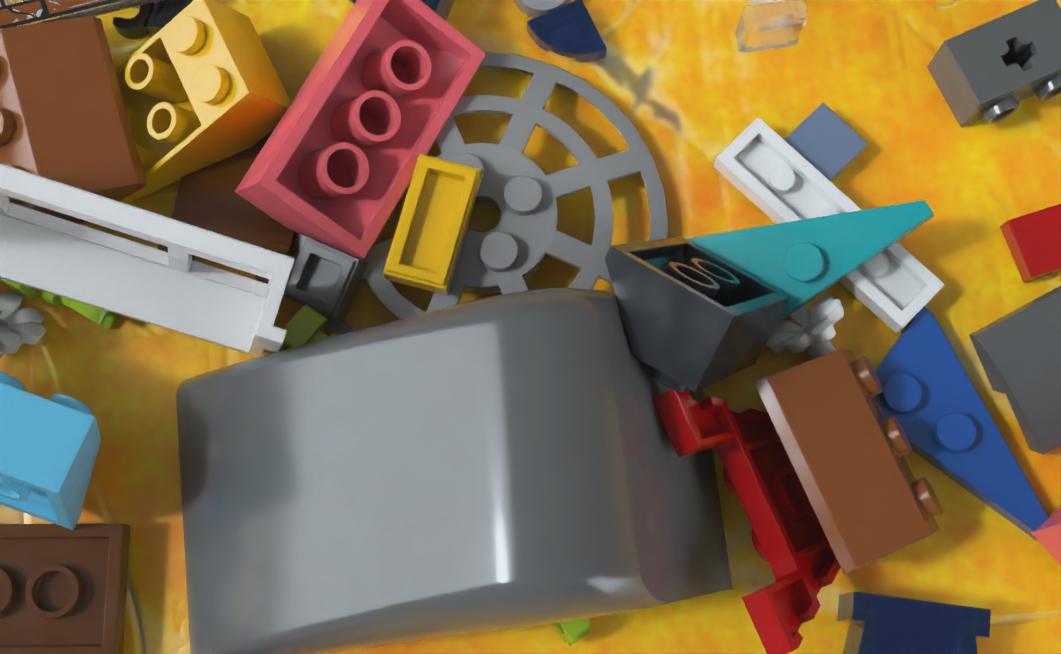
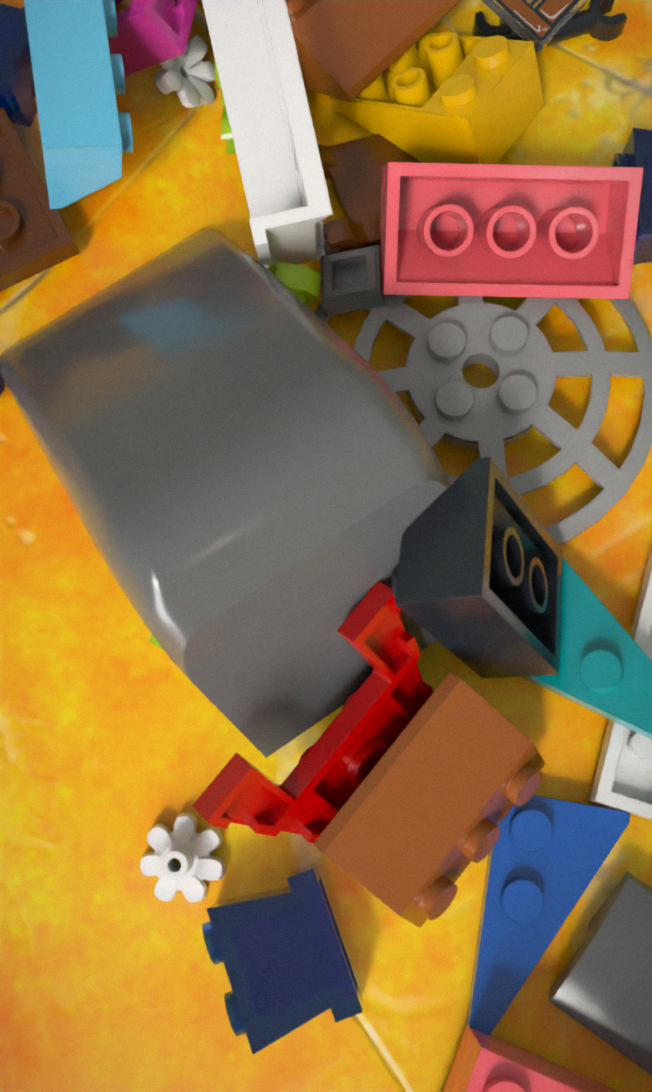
camera: 70 degrees right, 0 degrees up
(432, 224) = (444, 330): yellow tile -> none
(808, 329) = (542, 712): white plant -> none

